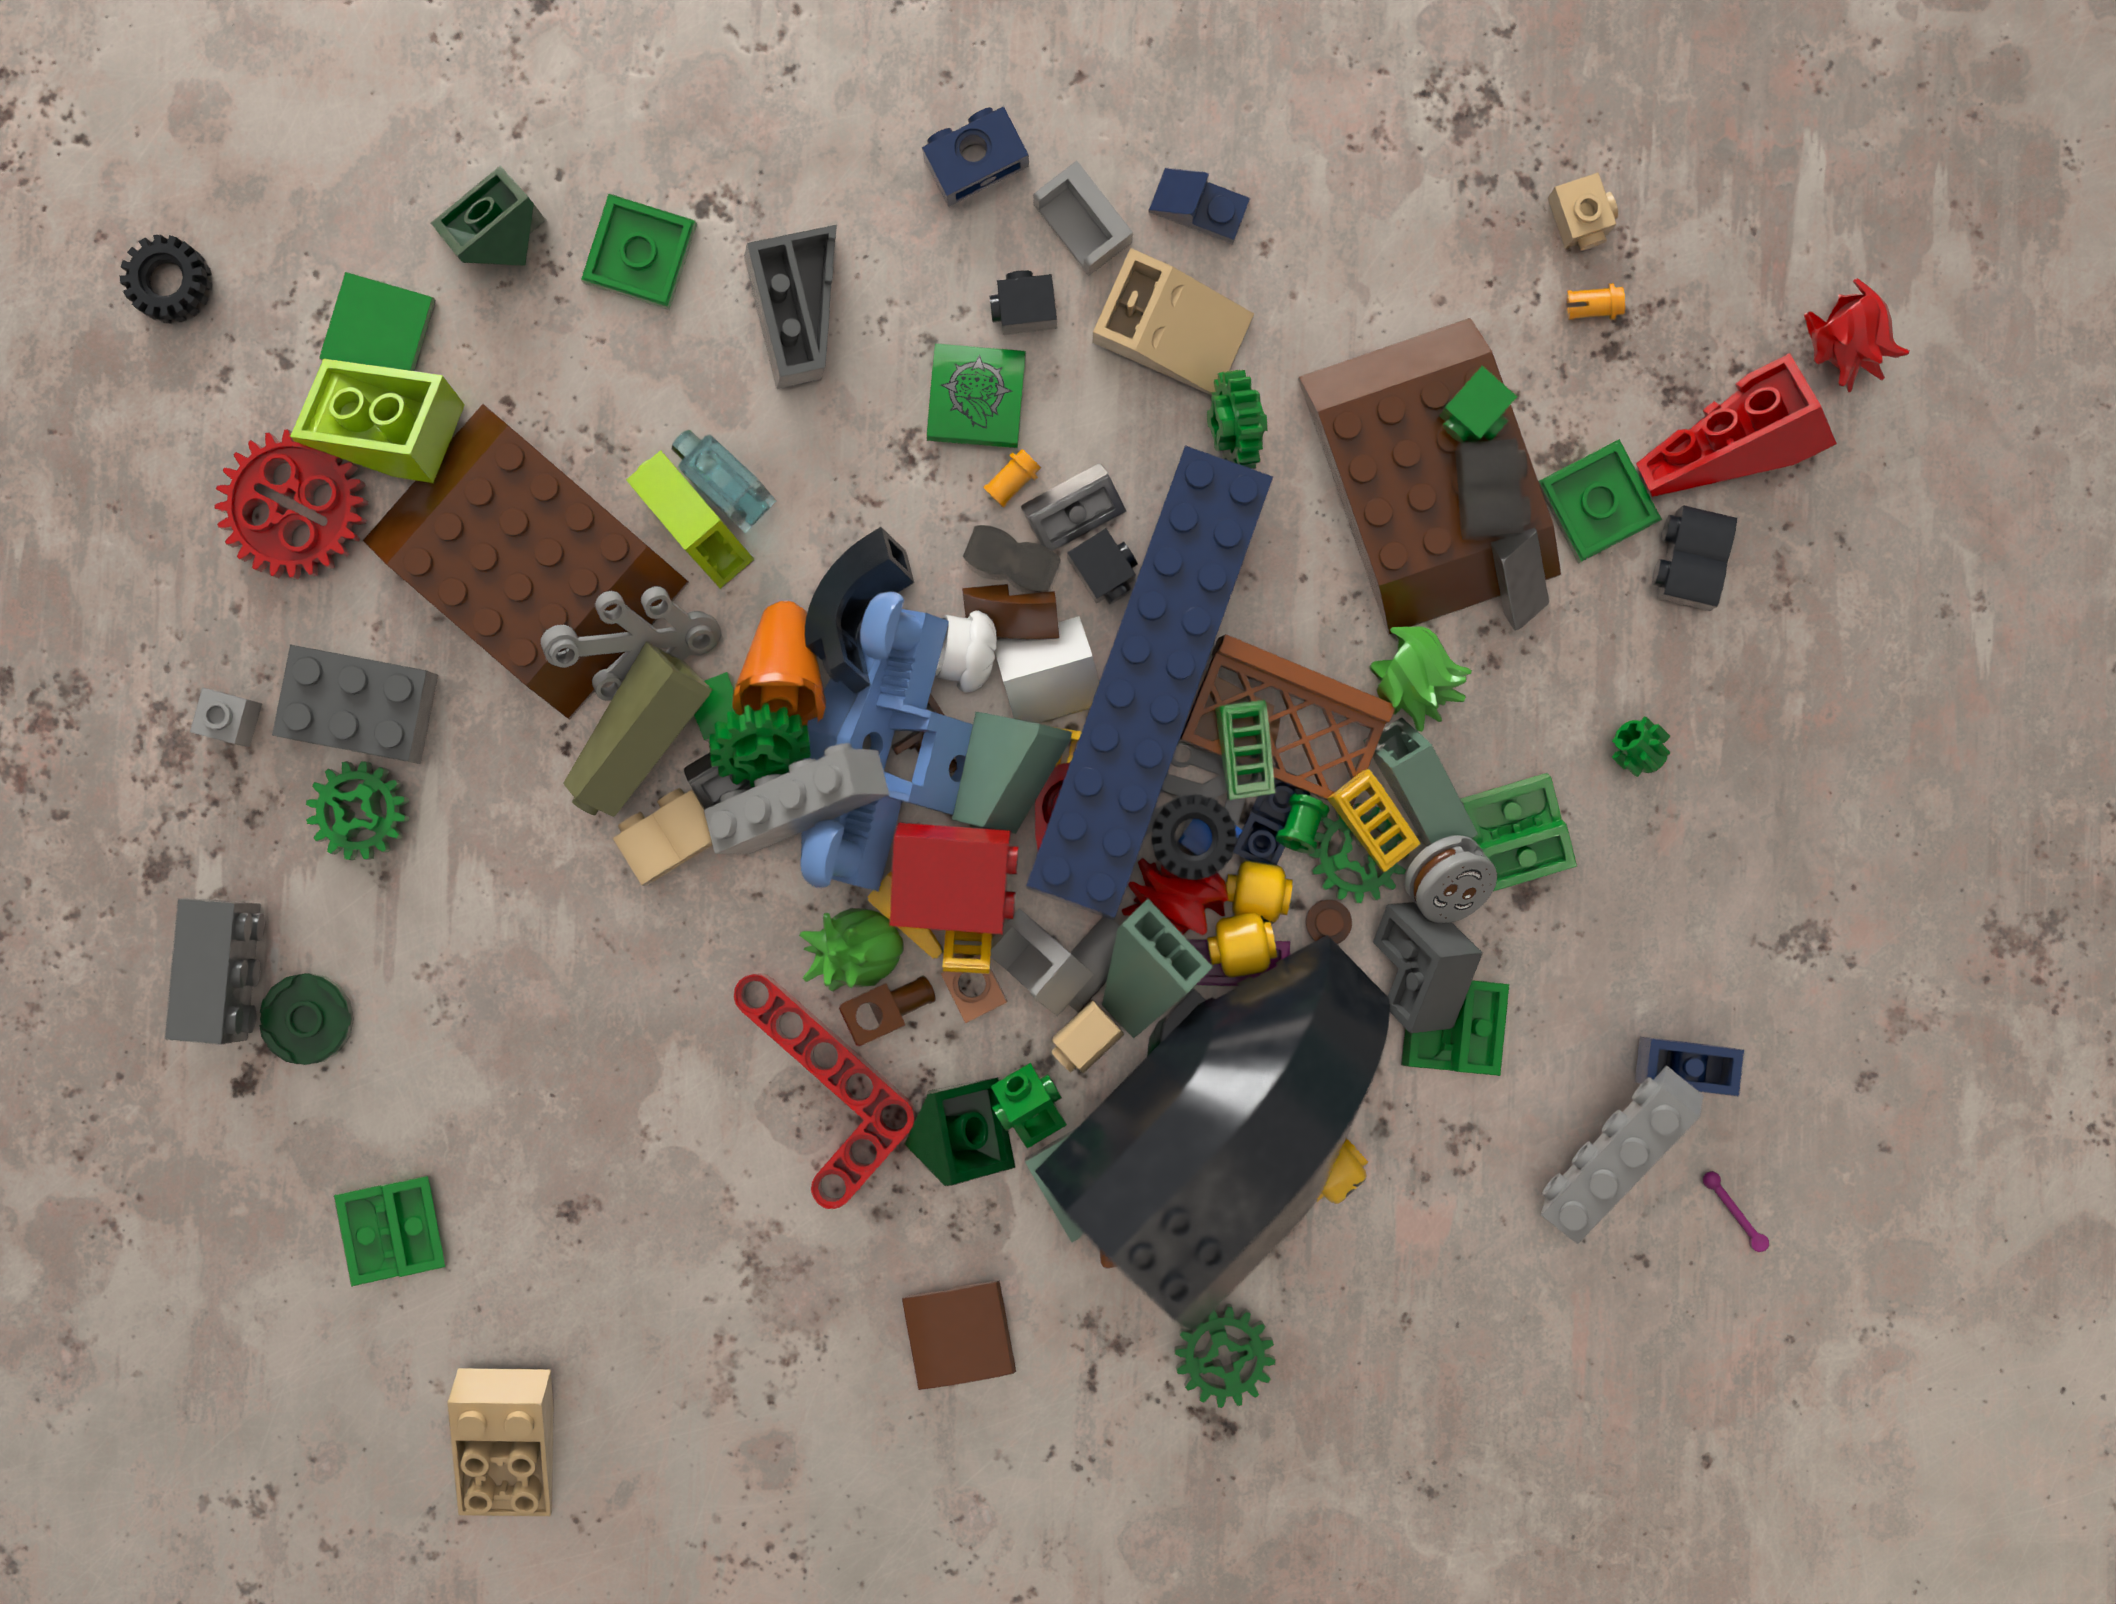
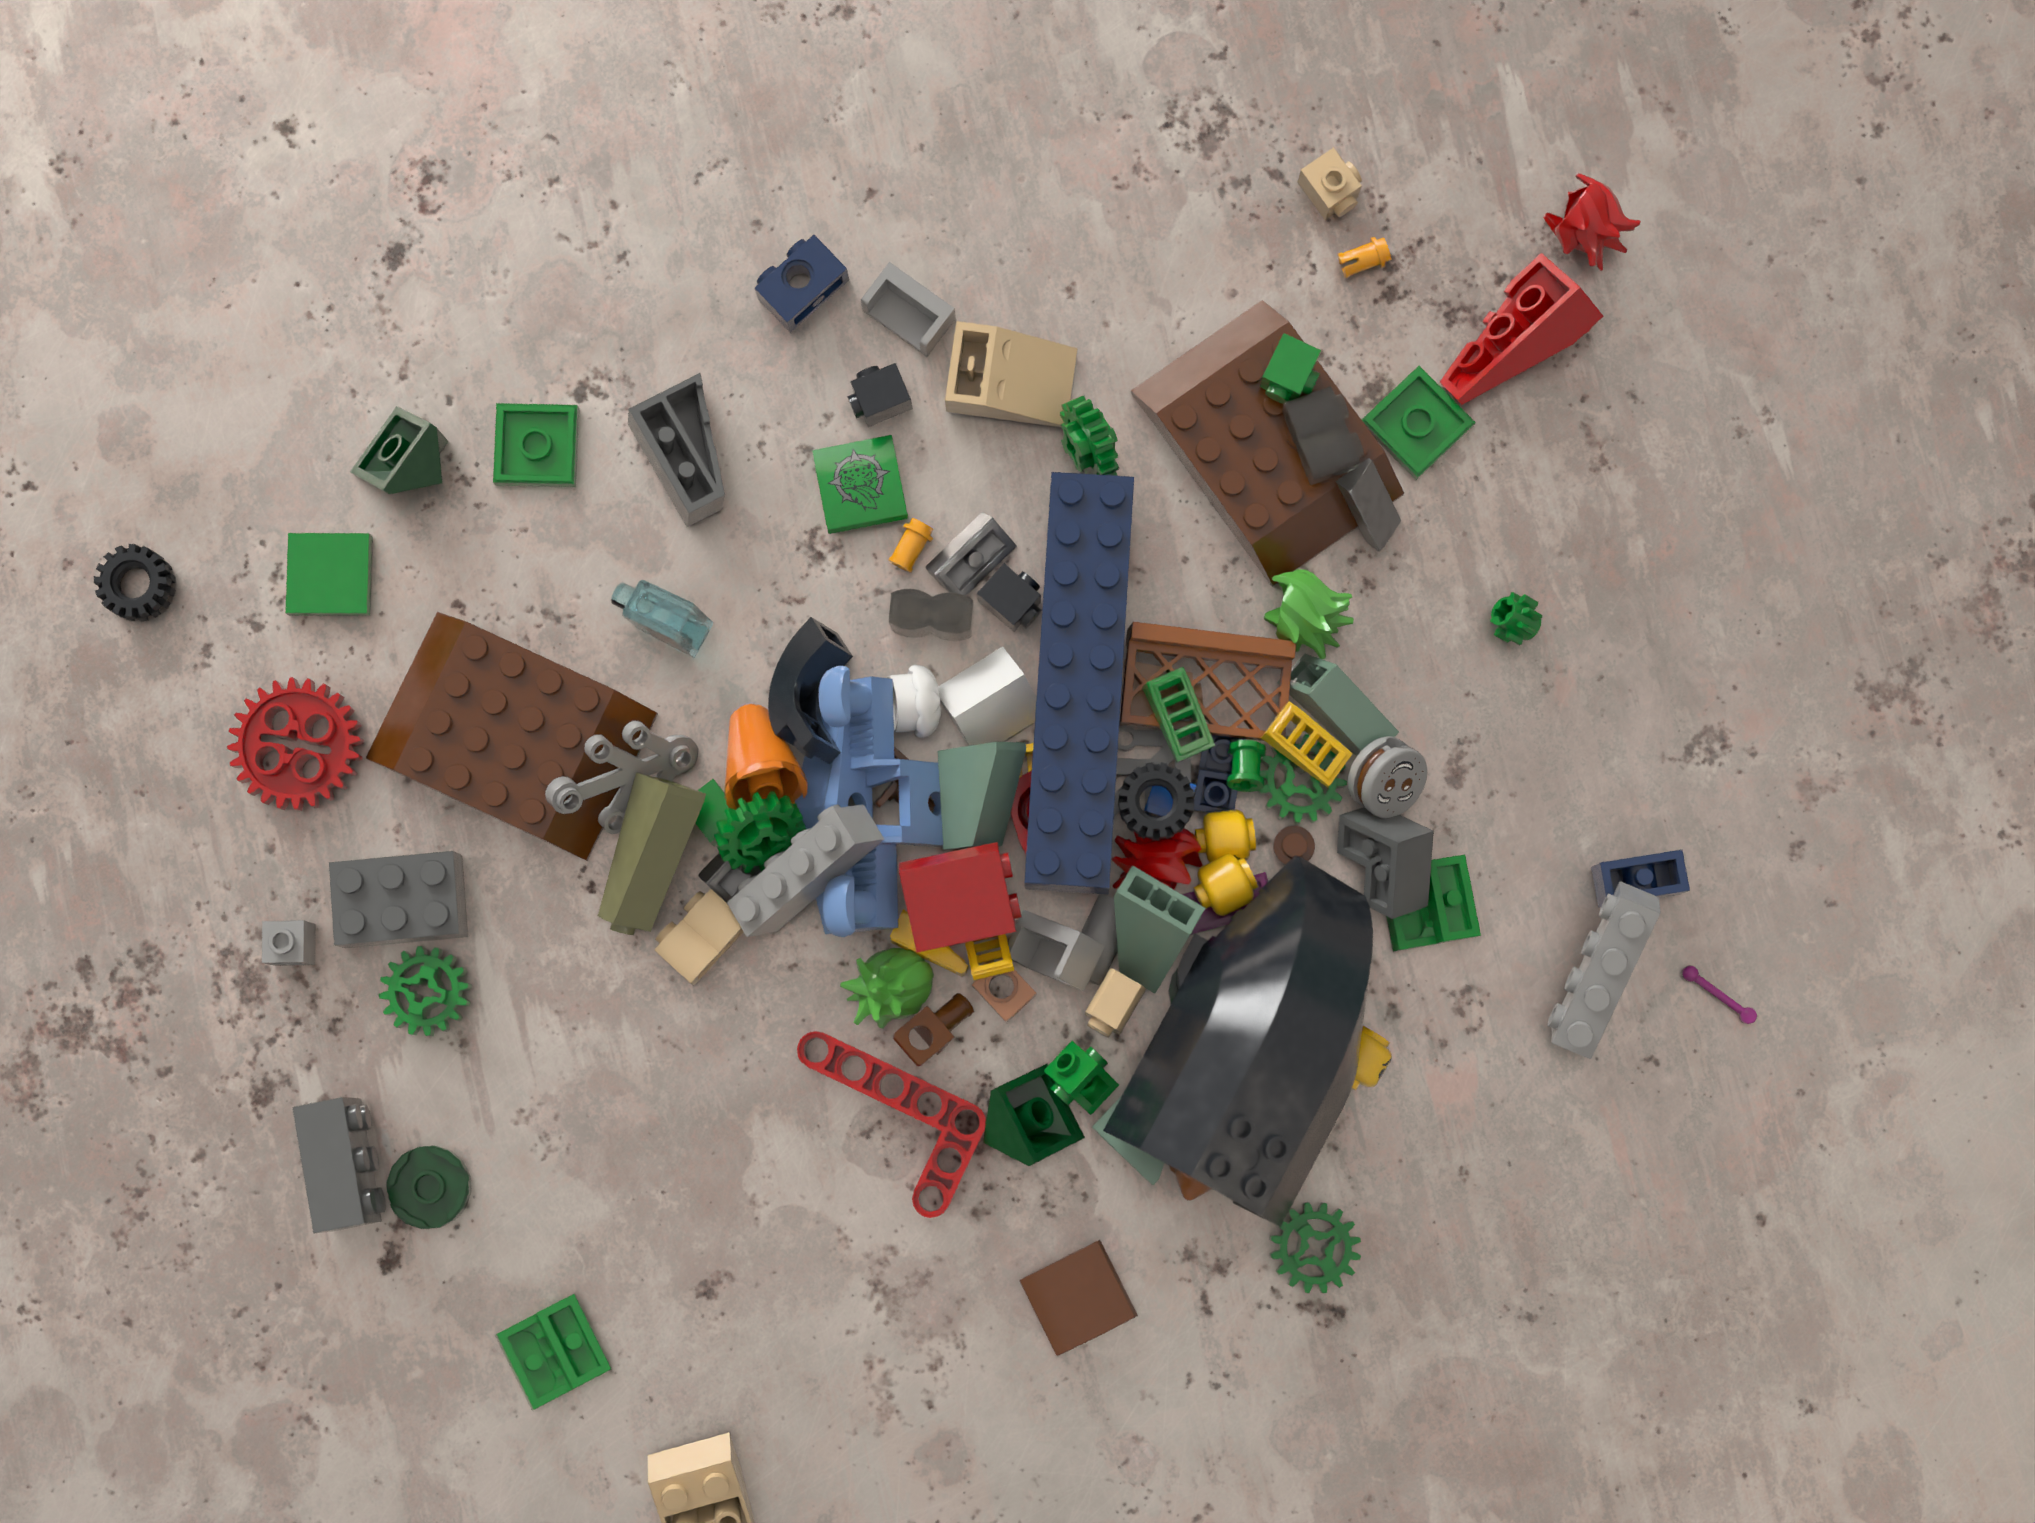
camera: 15 degrees left, 5 degrees down
(380, 418) = (353, 647): lime slope -> none
(689, 519) = (644, 658): lime slope -> none
(1015, 615) = (949, 659): reddish brown slope -> none
(1198, 204) = (1003, 270): dark blue slope -> none
(1521, 830) = (1436, 719): green slope -> none
(1695, 557) = (1513, 446): black brick -> none

